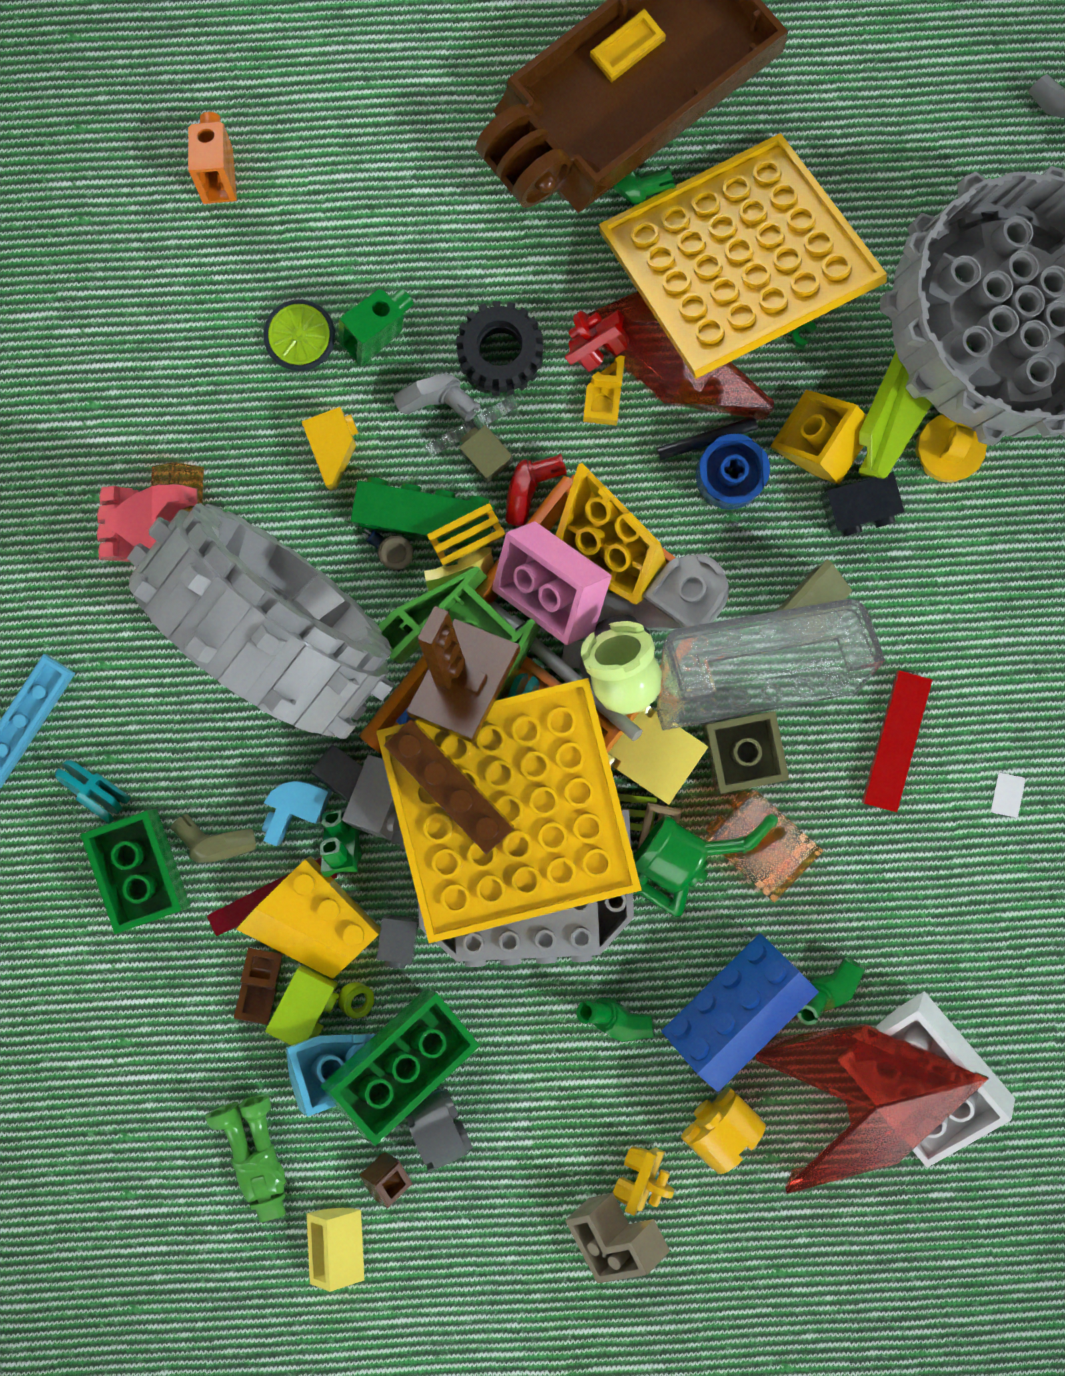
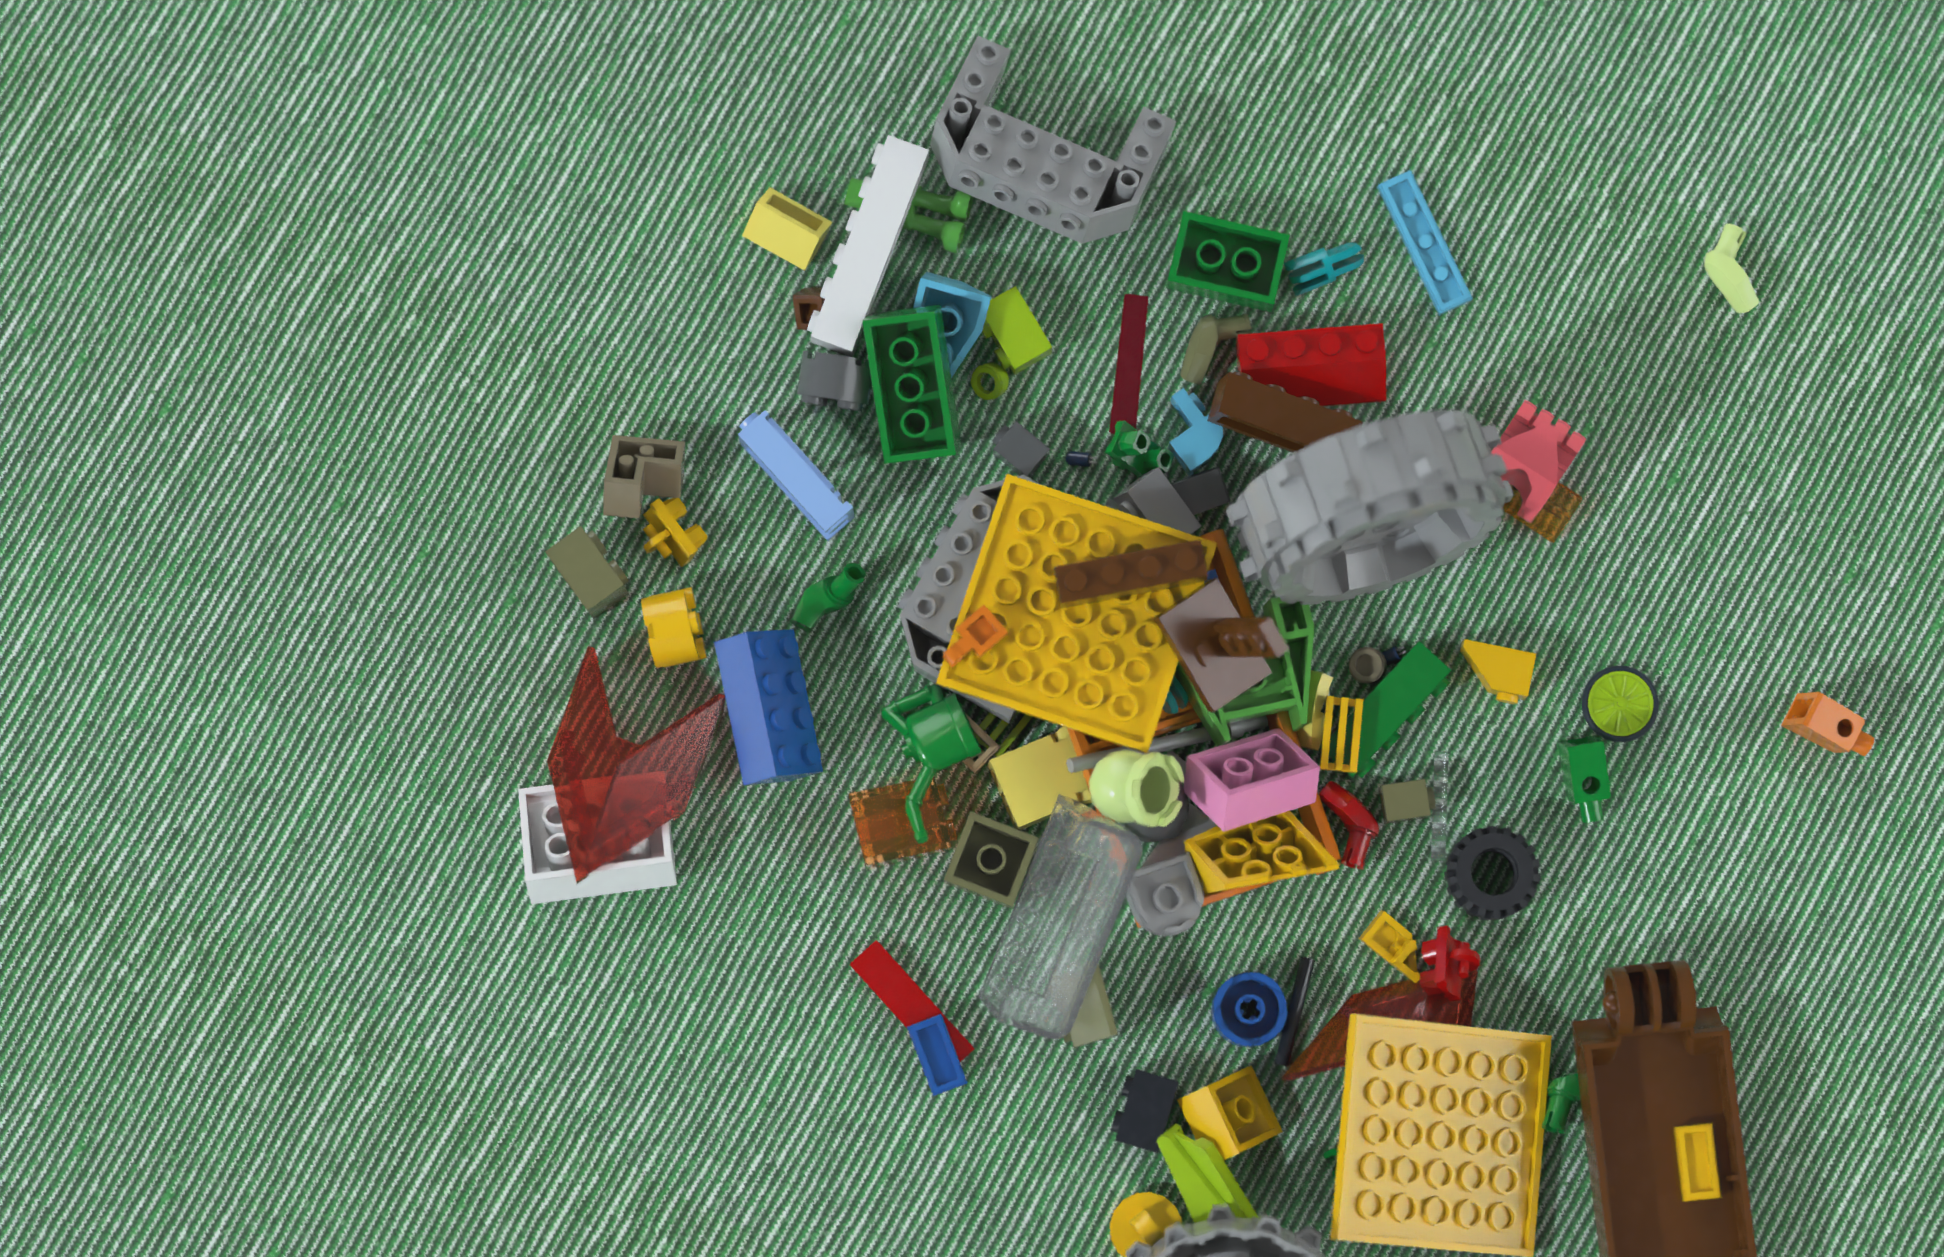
camera: 120 degrees right, 5 degrees down
(156, 1076) = (1034, 169): none -> light grey wedge
(181, 747) = (1321, 363): none -> red slope
(238, 749) = (1273, 414): none -> reddish brown brick
(258, 986) = (1056, 303): reddish brown slope -> none
(305, 1176) = (869, 245): none -> white brick
(312, 921) = (1084, 385): yellow wedge -> none
(373, 886) = (1080, 458): none -> dark blue piece
(436, 391) = (1491, 793): light grey arm -> none
(535, 1113) = (795, 474): none -> light blue door
(580, 880) = (977, 634): none -> orange plate
(722, 1231) = (587, 572): none -> olive brick
(833, 990) = (730, 801): green arm -> none
(925, 696) = (937, 1055): none -> blue tile
(1008, 795) = (798, 1077): white sticker -> none

